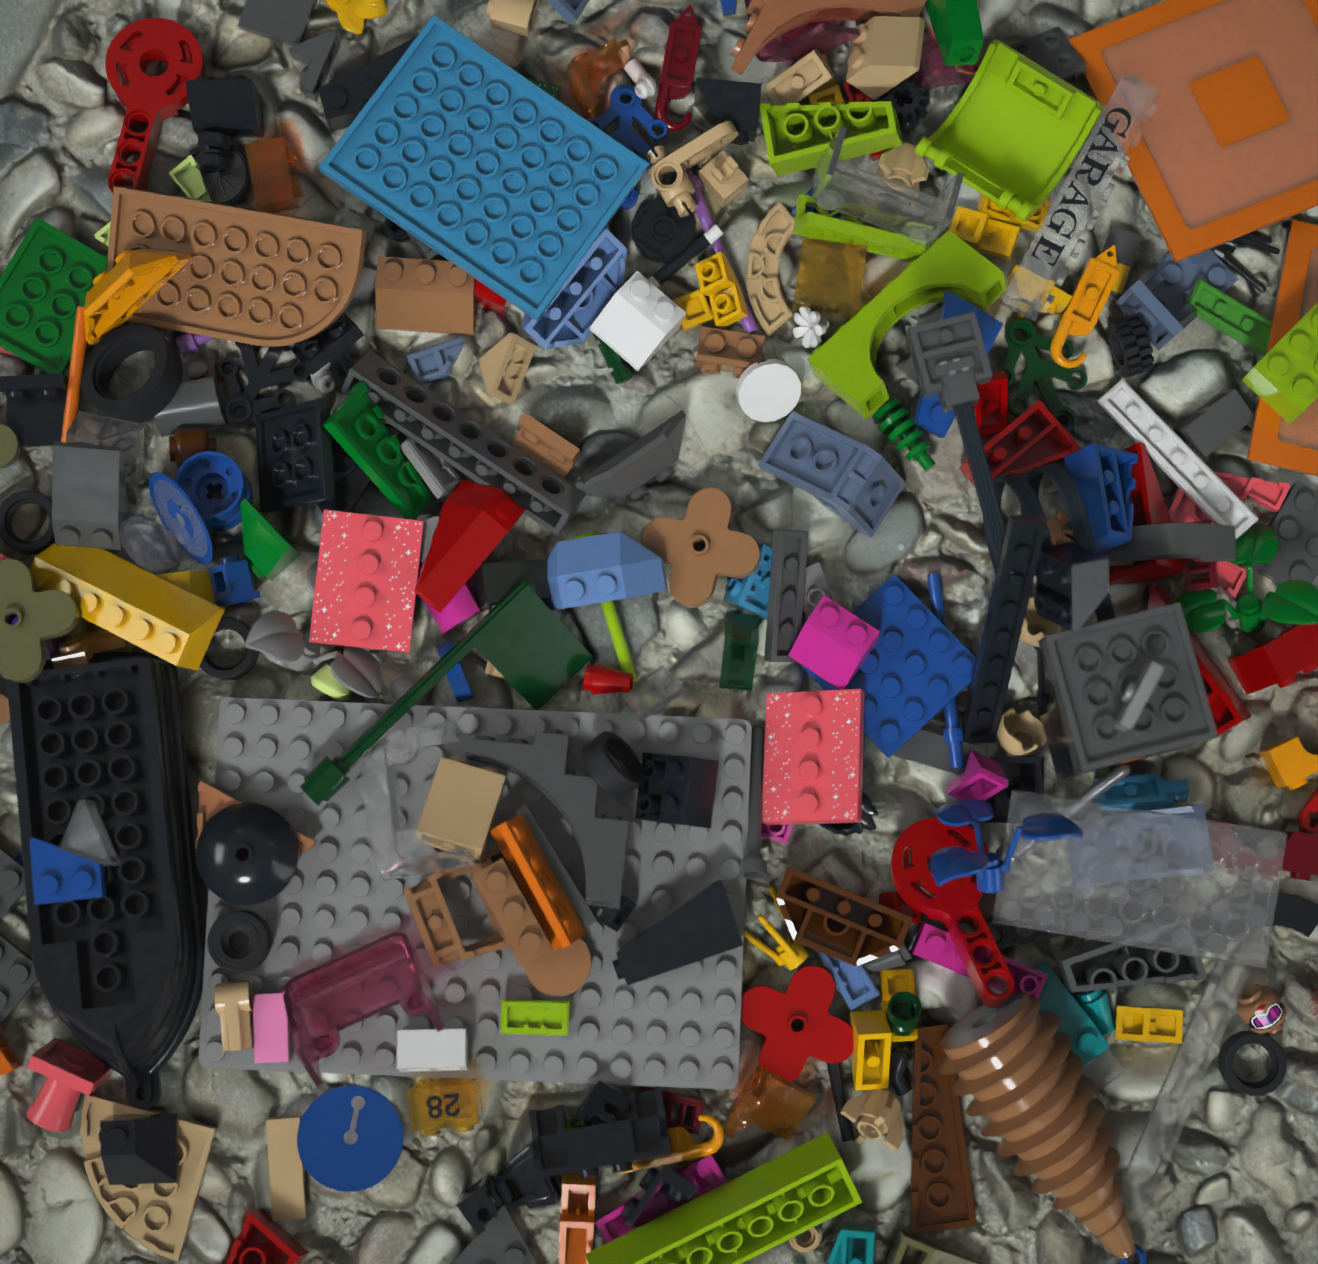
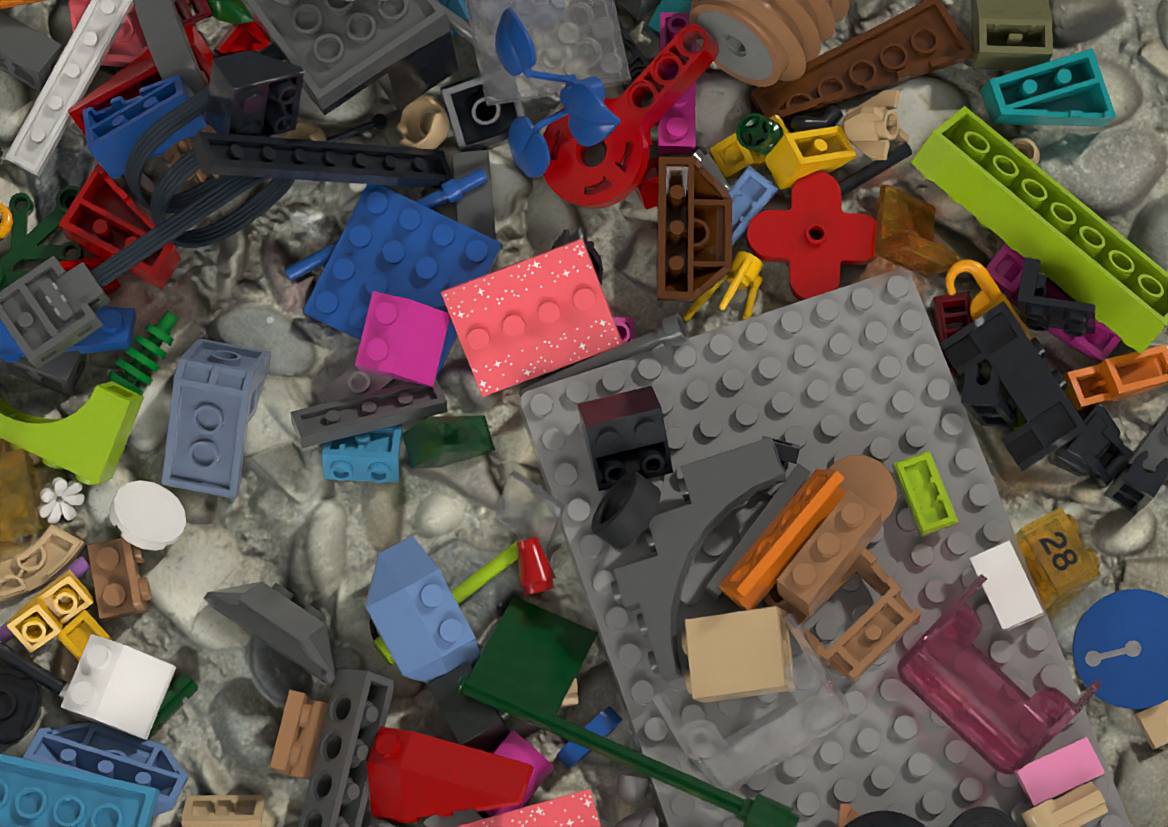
camera: 105 degrees left, 10 degrees down
(684, 936) = (777, 373): black slope -> none
(725, 552) = (346, 489): medium nougat plant -> none
(980, 781) = (488, 143): dark pink slope -> none

